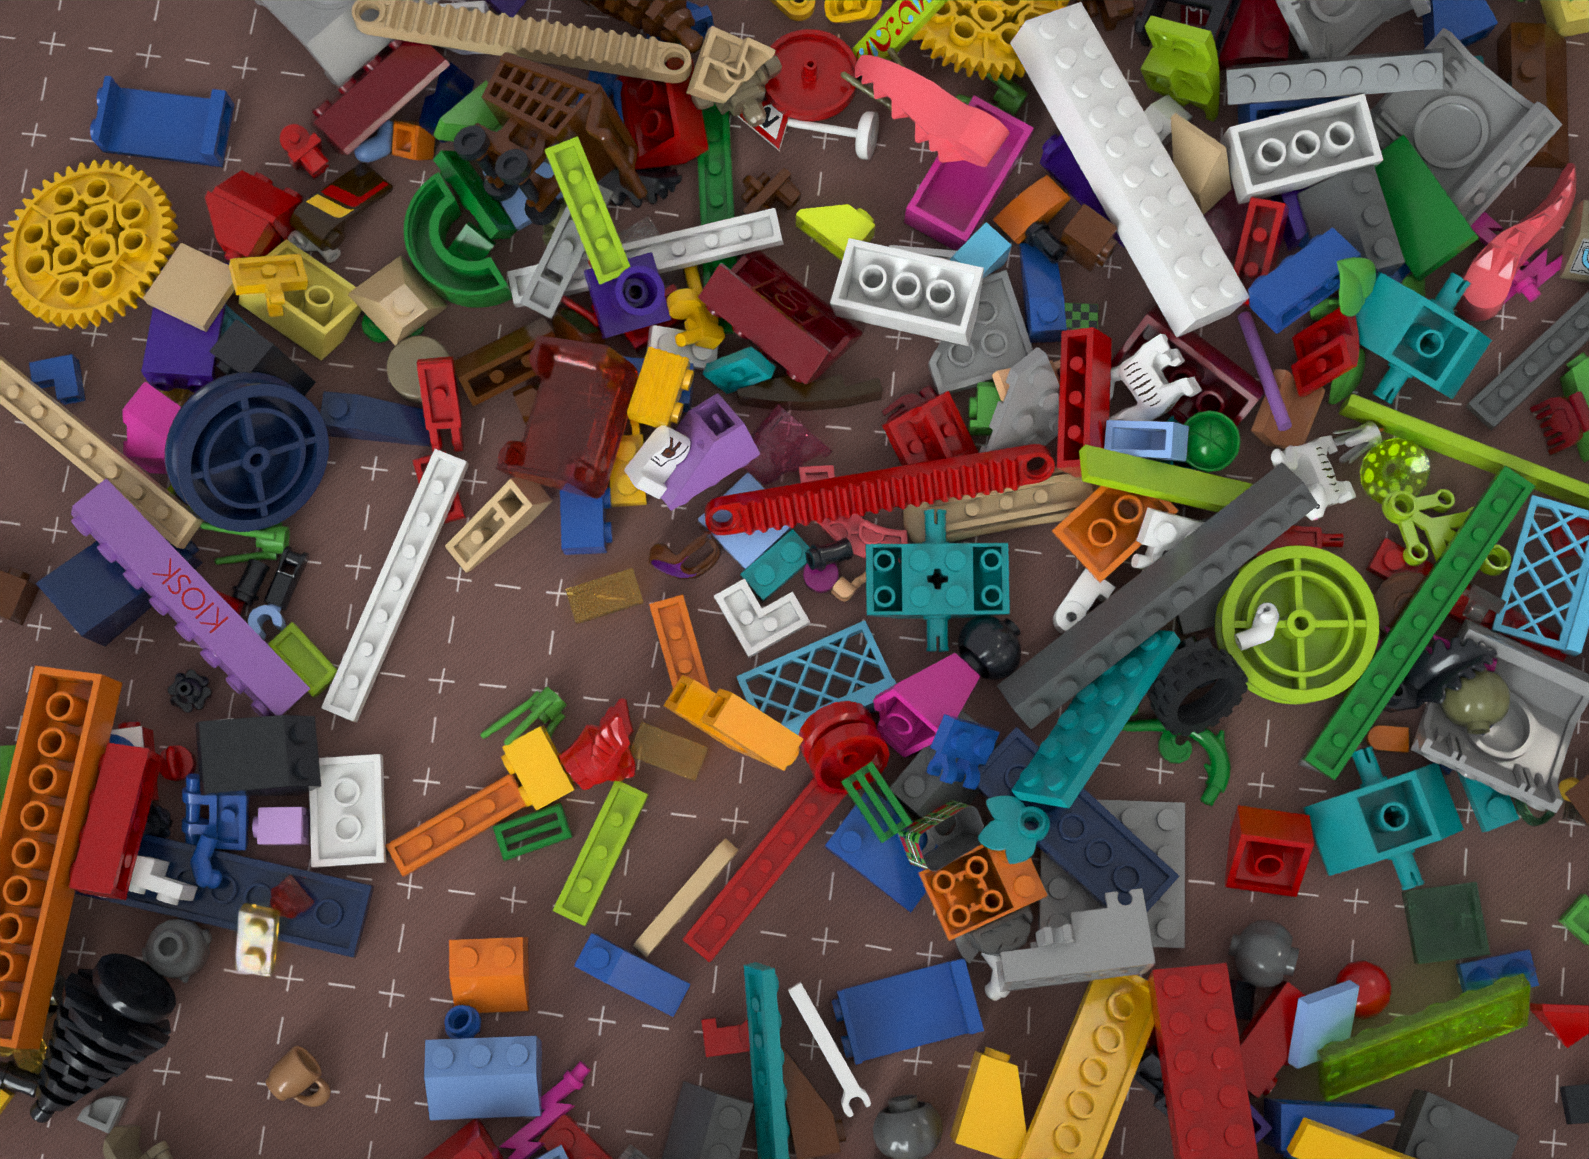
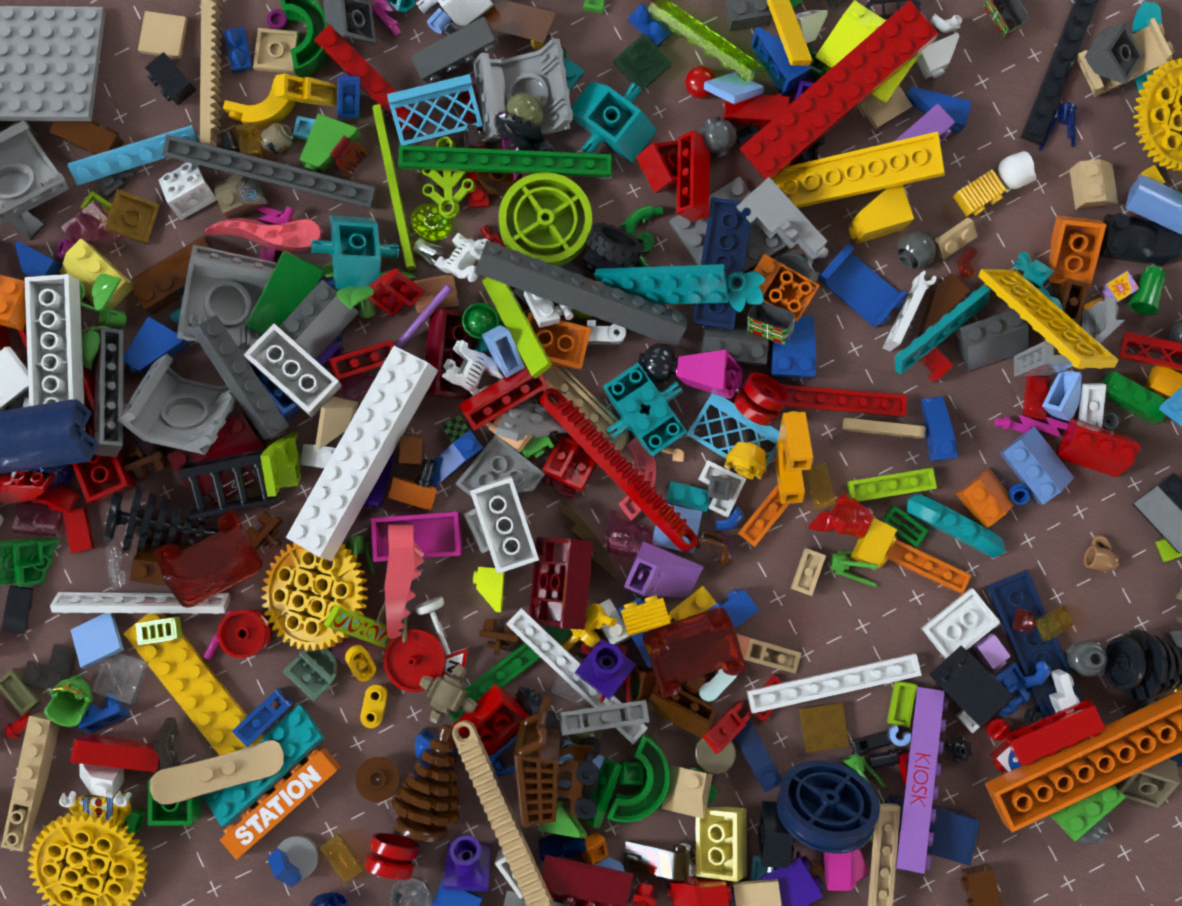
camera: 120 degrees left, 5 degrees up
(269, 276) = (727, 865): yellow plate -> none
(349, 534) = (824, 727): none -> pearl gold tile
(483, 902) = (955, 525): none -> teal brick
(504, 422) = (715, 685): none -> light aqua leg
(565, 654) = (808, 571): none -> tan plate
(587, 209) = (581, 717): lime plate -> none
(604, 596) = (765, 573): clear yellow plate -> none
(657, 460) = (682, 592): white leg -> none
(703, 599) = (732, 521): none -> blue arm
(725, 65) = (447, 703): tan slope -> none
(739, 370) = (605, 583): teal plate -> none
(760, 609) = (719, 488): none -> flat silver tile
(773, 669) = (747, 460): none -> yellow cone
(820, 556) = (671, 476): black pin -> none
(821, 580) = (678, 472): magenta tile -> none
(893, 827) = (785, 346): green tile -> none
(961, 740) = (725, 340): blue plate -> none
(984, 250) = (457, 500): medium azure slope -> none
(1226, 872) = (693, 177): none -> red brick
(1262, 627) = (562, 233): white arm -> none
(1300, 281) = (366, 324): blue brick -> none
(1388, 738) = (568, 143): orange piece -> none

